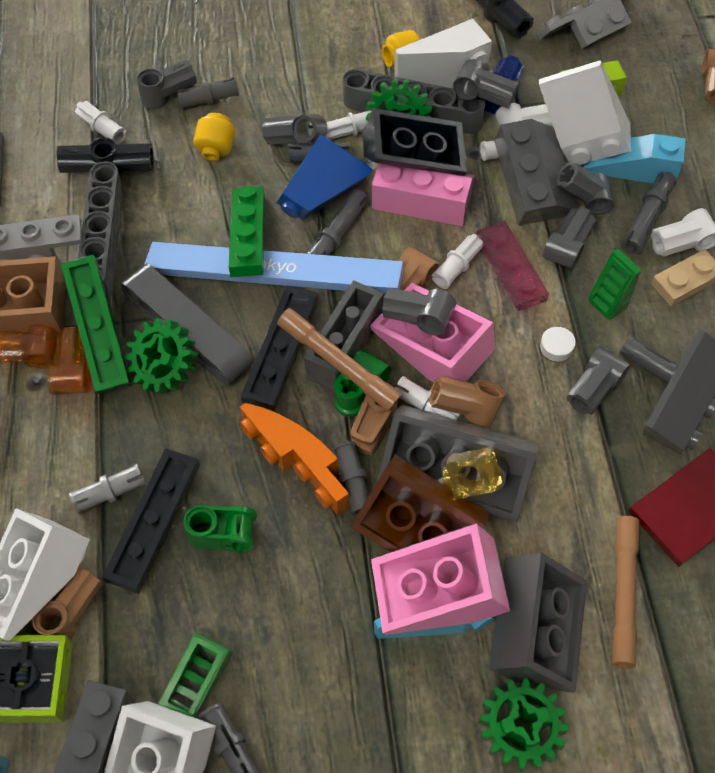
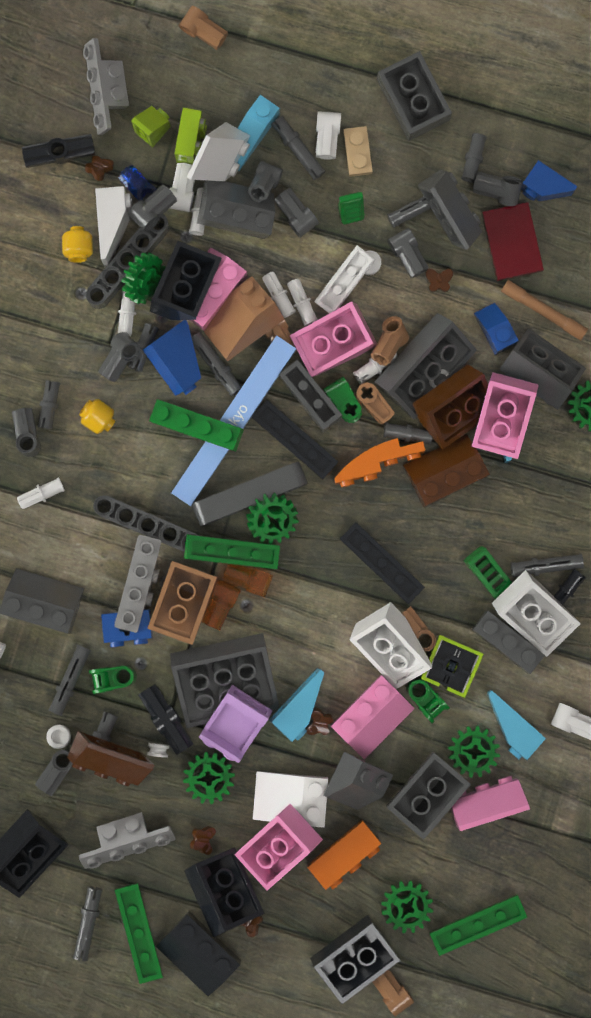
camera: 65 degrees left, 25 degrees up
(107, 488) = (349, 583): light grey pin -> none
(124, 156) = (88, 485): black piece -> none
(224, 528) = (407, 522): green piece -> none
(319, 551) = (446, 471): none -> reddish brown slope
(369, 383) = (315, 421): medium nougat piece -> none
(413, 229) = (243, 319): none -> medium nougat slope
(427, 311) = (326, 338): dark grey piece -> none
(464, 286) = (301, 301): none -> white axle
(484, 461) = (446, 364): clear yellow brick -> none
(502, 43) = (99, 167): none -> reddish brown piece
(512, 266) = (296, 261): clear pink plate -> none
(525, 322) = (345, 280): none -> white tile
(560, 531) = (496, 328): none -> blue slope
(578, 49) = (151, 125): none -> lime slope
(585, 437) = (439, 280): none -> reddish brown piece

